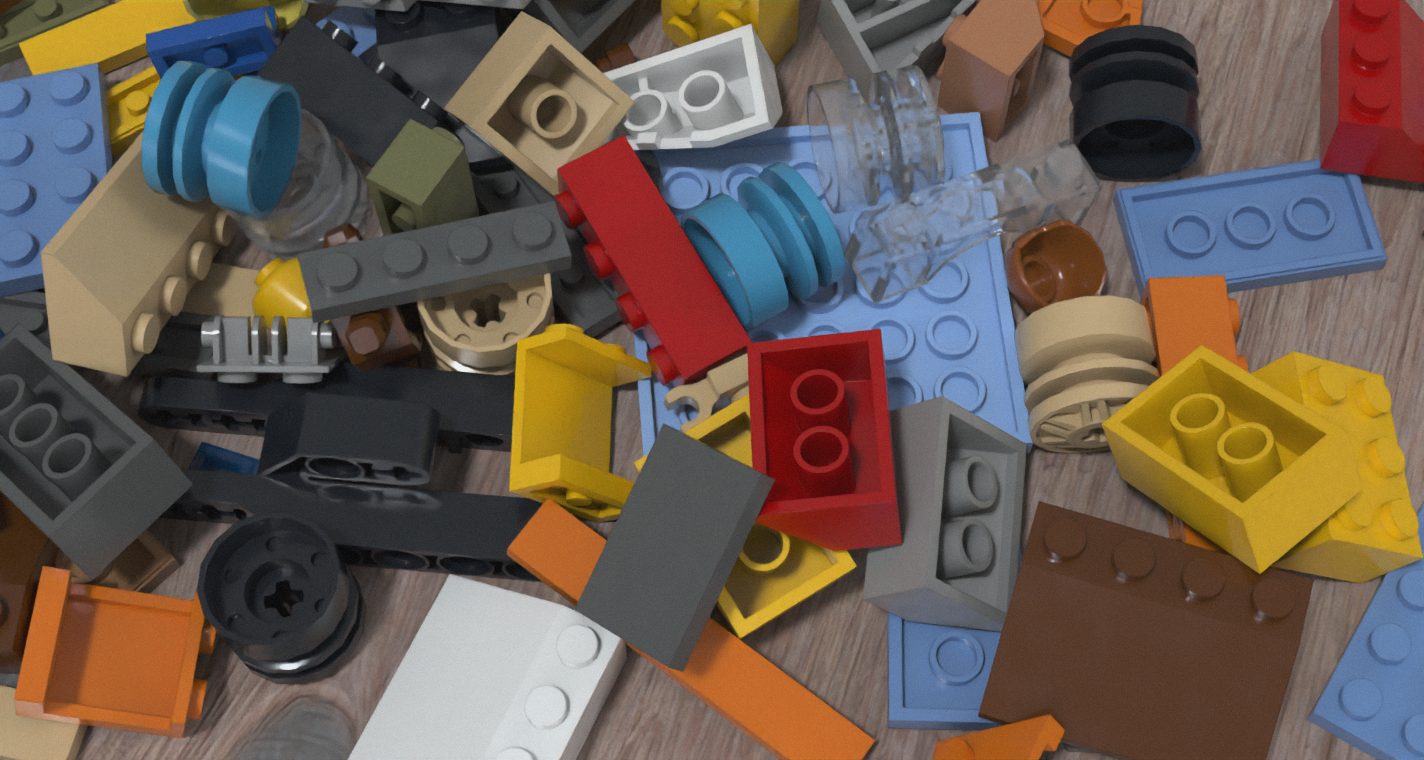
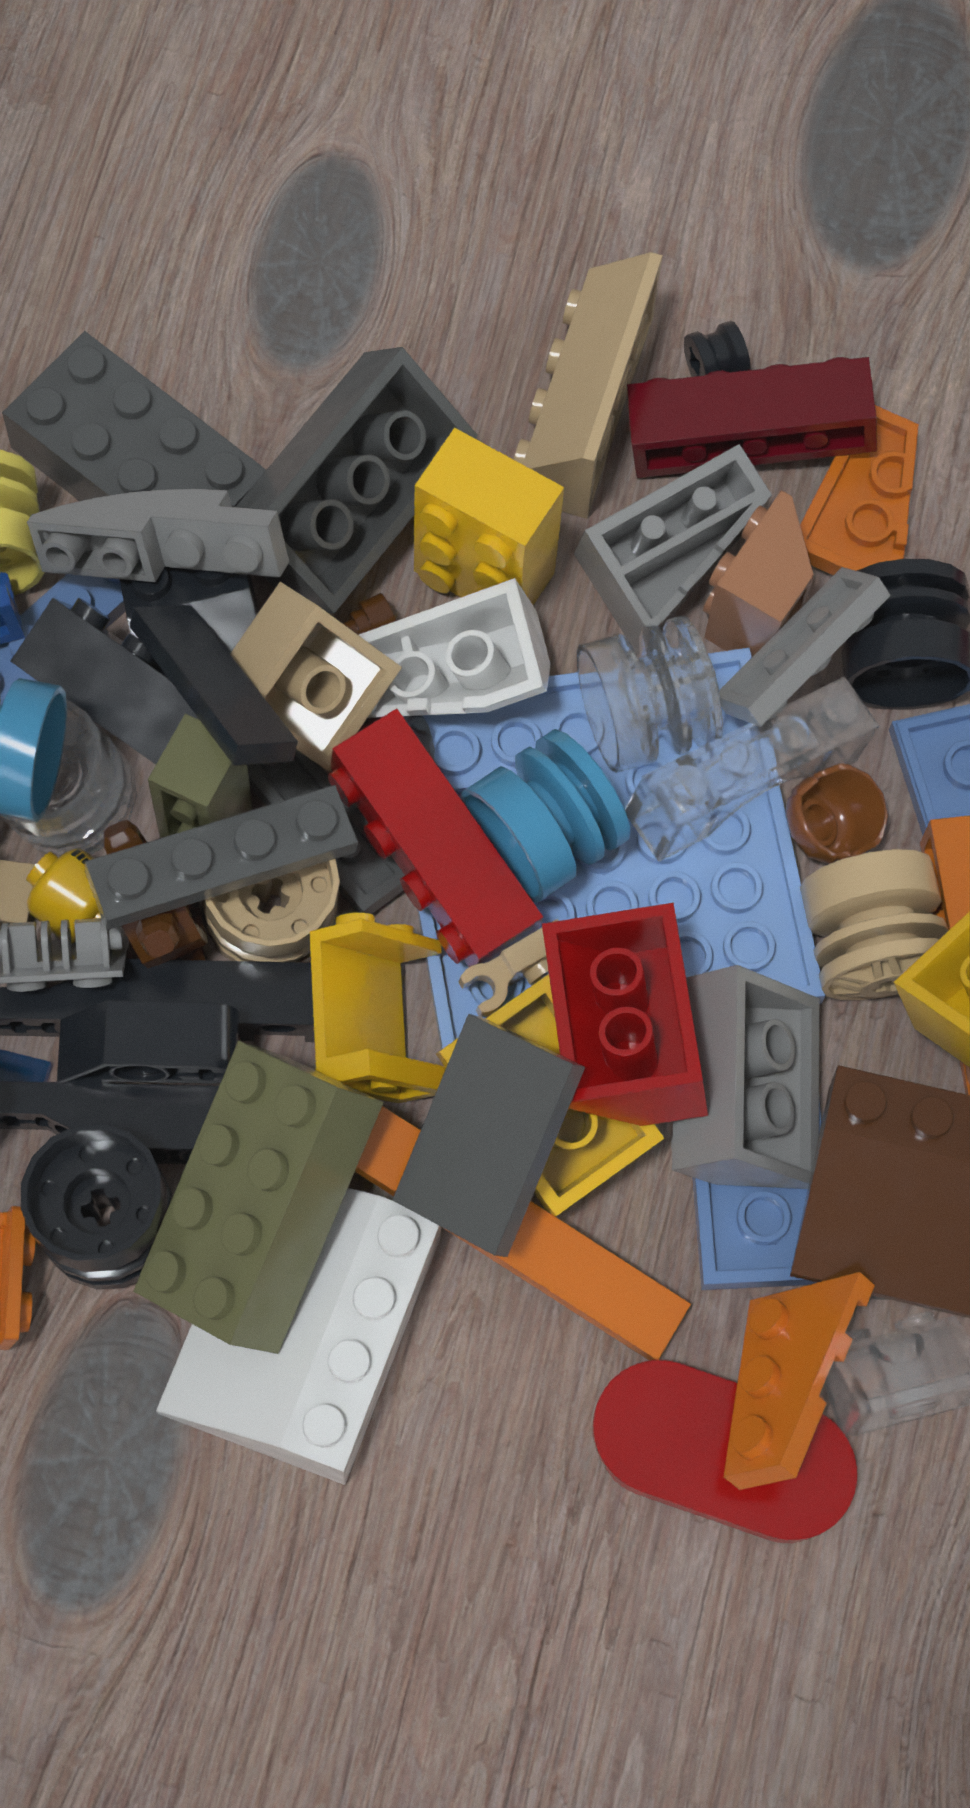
camera: 10 degrees left, 5 degrees up
(436, 598) = (257, 1198): none -> olive brick
(444, 99) = (213, 685): none -> black tile
(1029, 101) = (802, 646): none -> light grey plate

